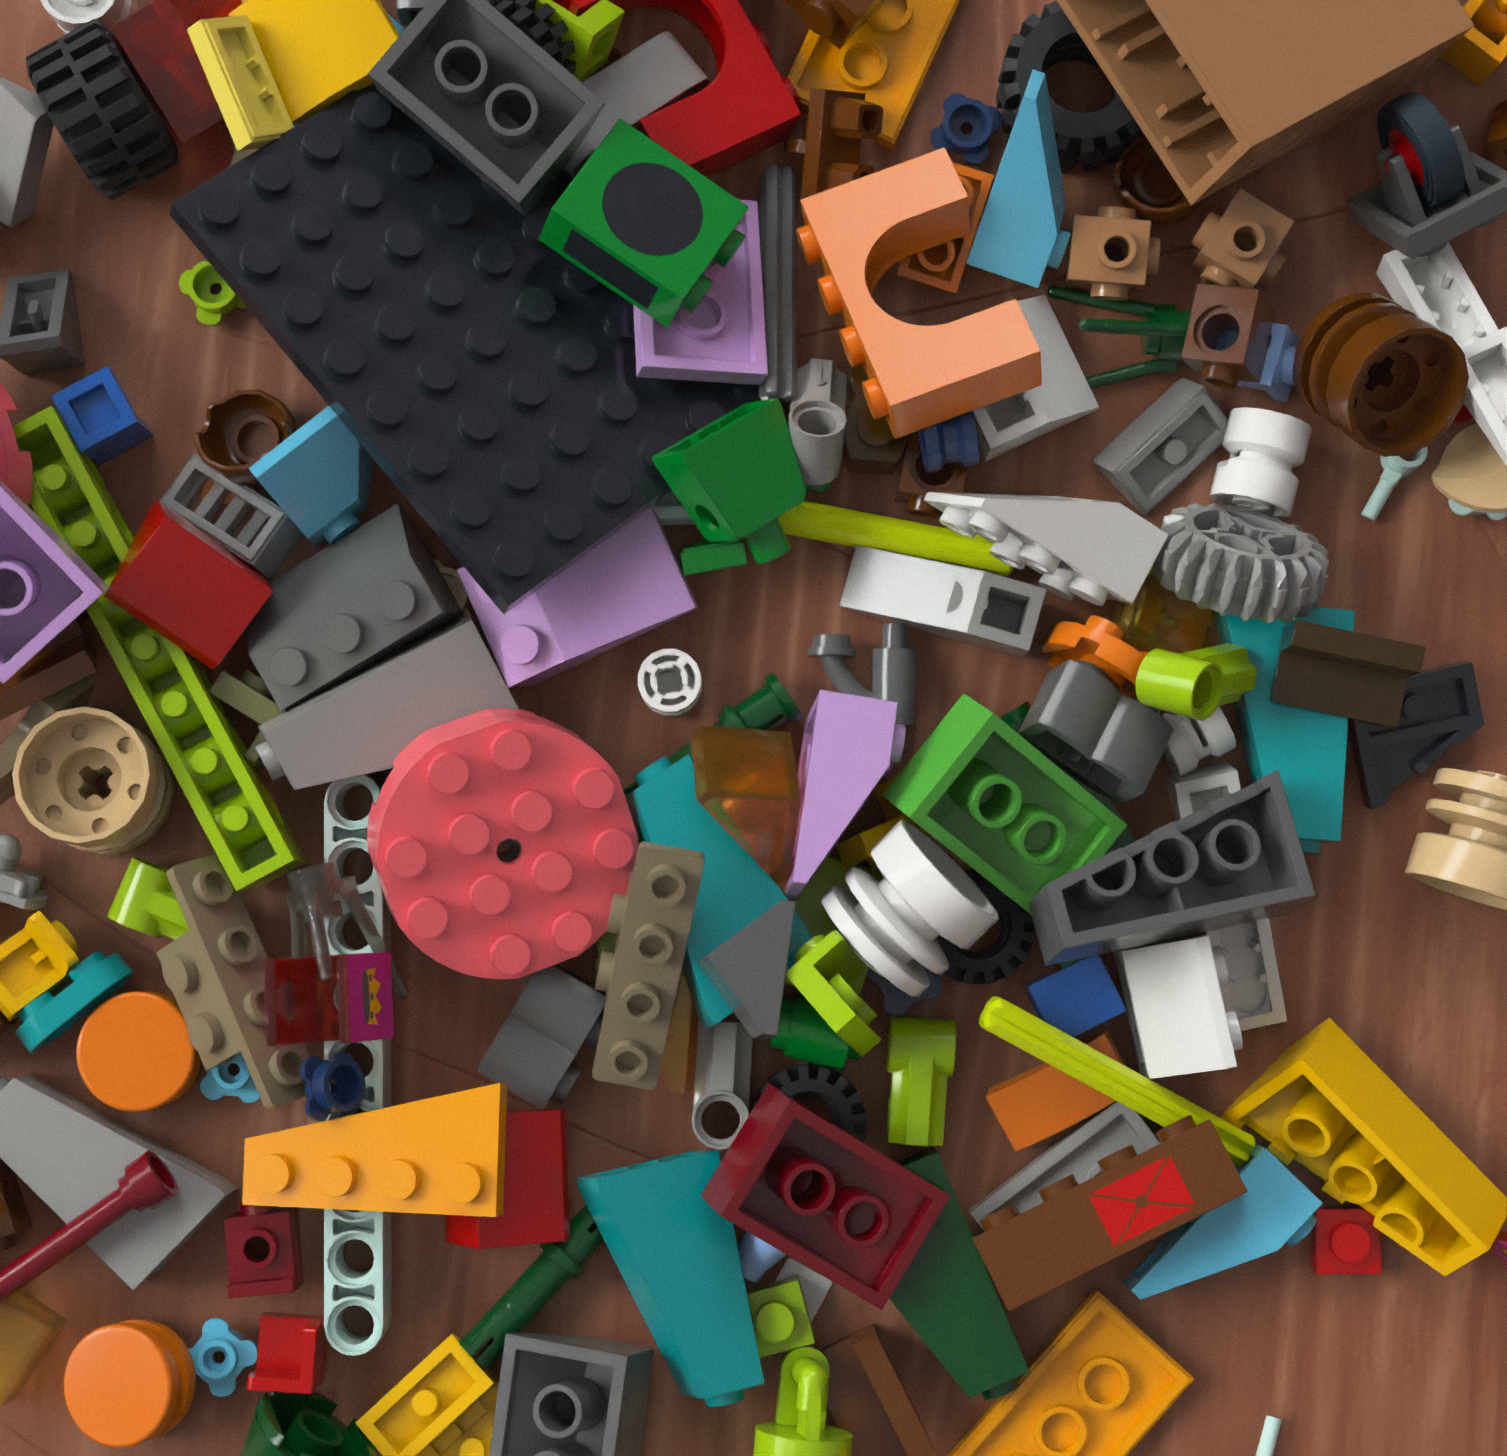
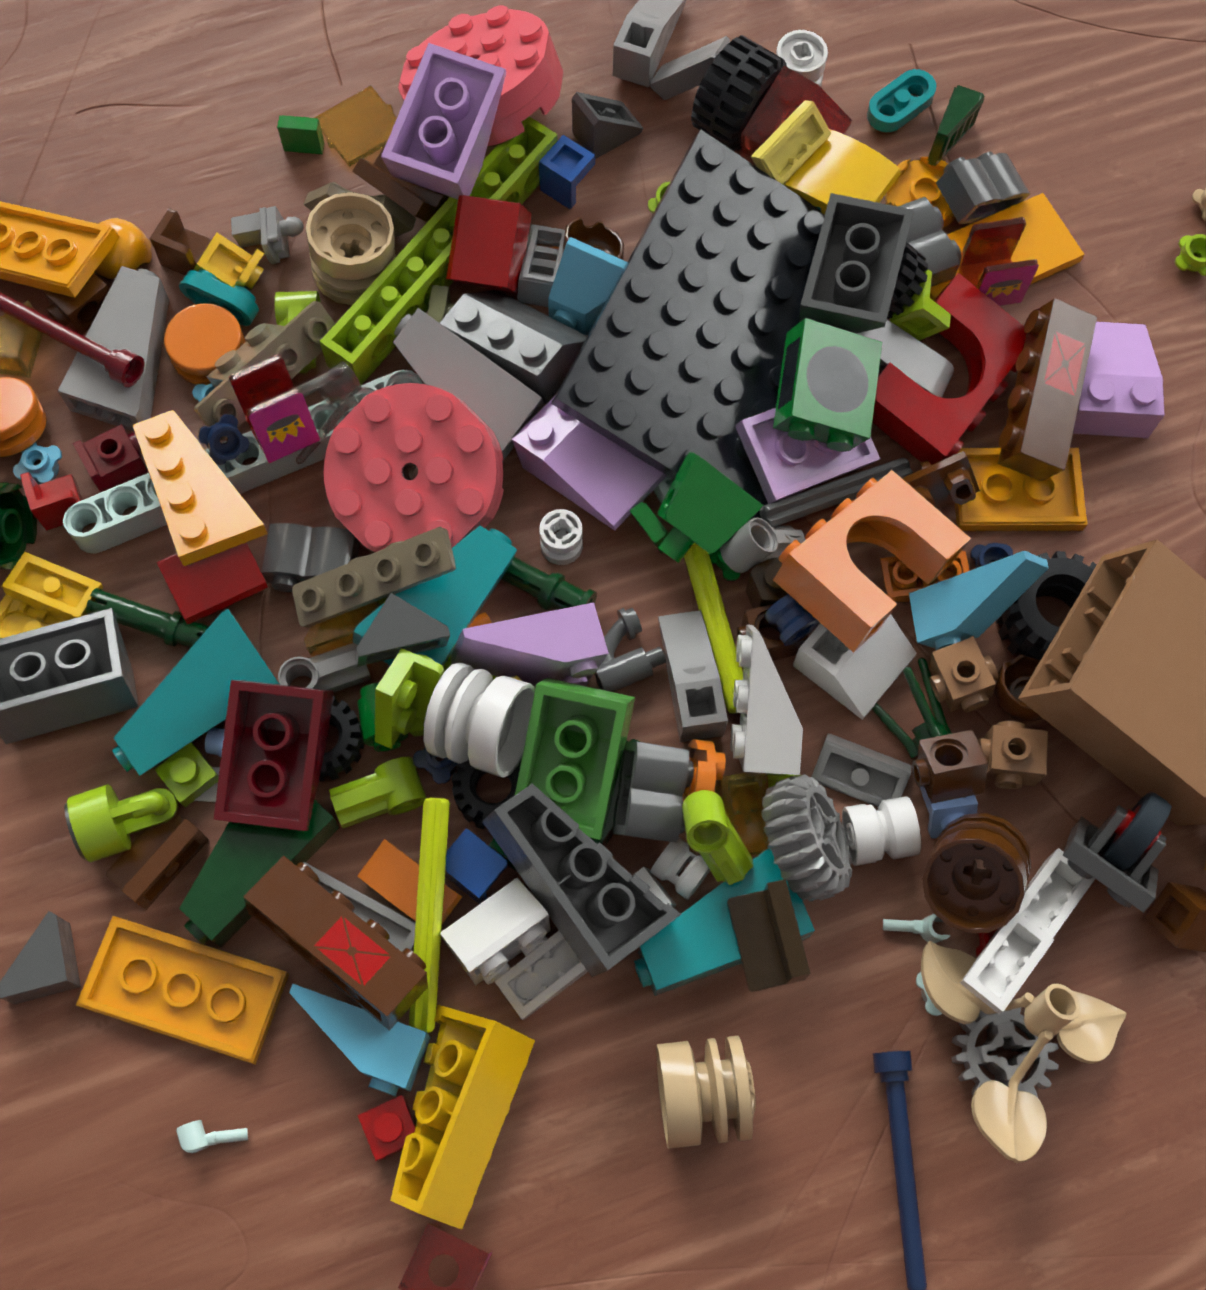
camera: 65 degrees right, 15 degrees down
(750, 790) = (511, 589): clear orange slope -> none
(1437, 711) = (762, 1018): black wing -> none

